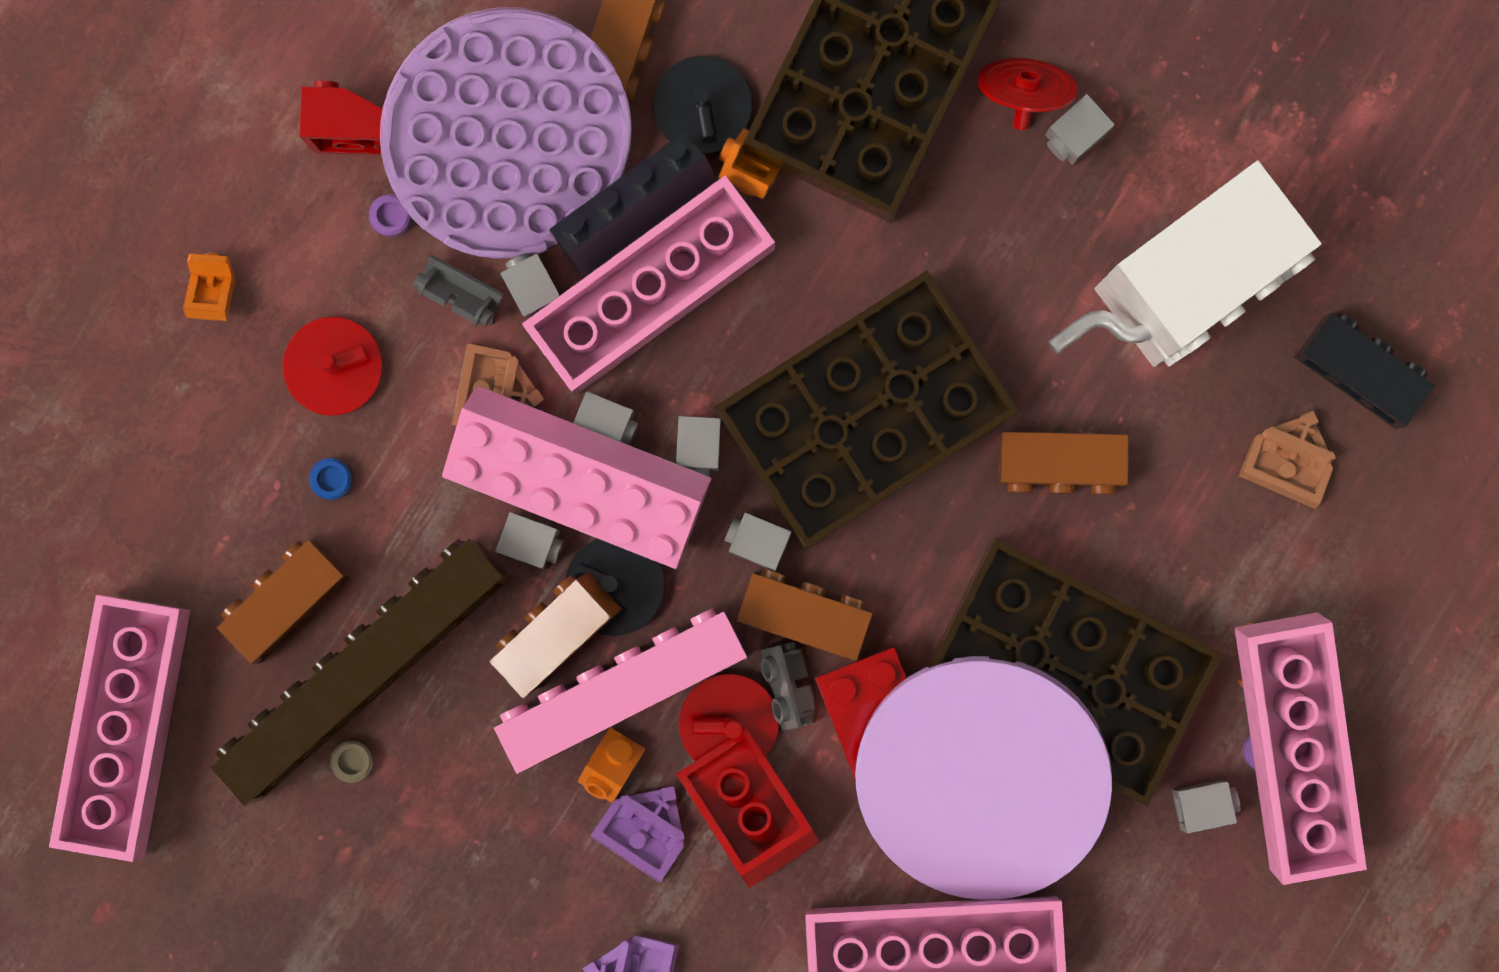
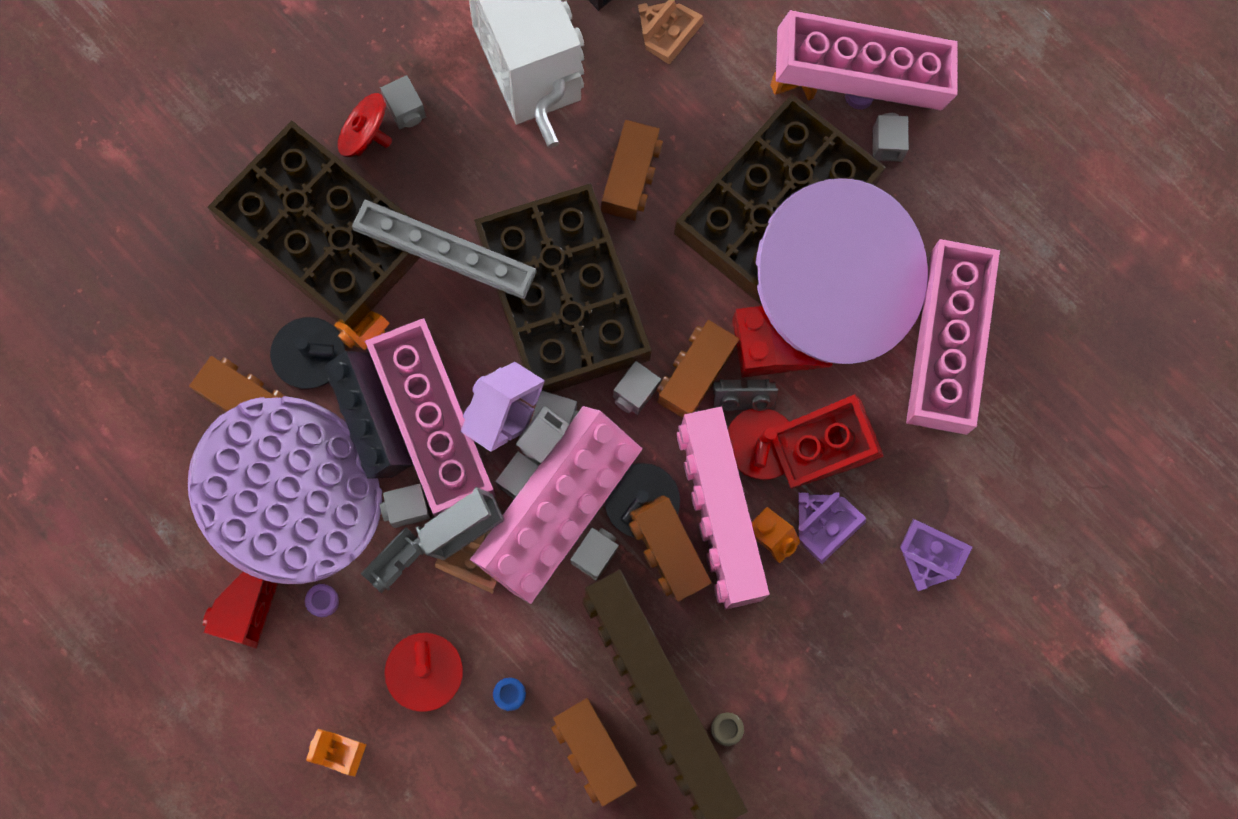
camera: 85 degrees left, 10 degrees down
(517, 361) = (459, 524): none -> window
(659, 435) = (542, 434): none -> light grey brick
(680, 373) = (496, 408): none -> lavender piece
(873, 242) = (444, 249): none -> light grey tile

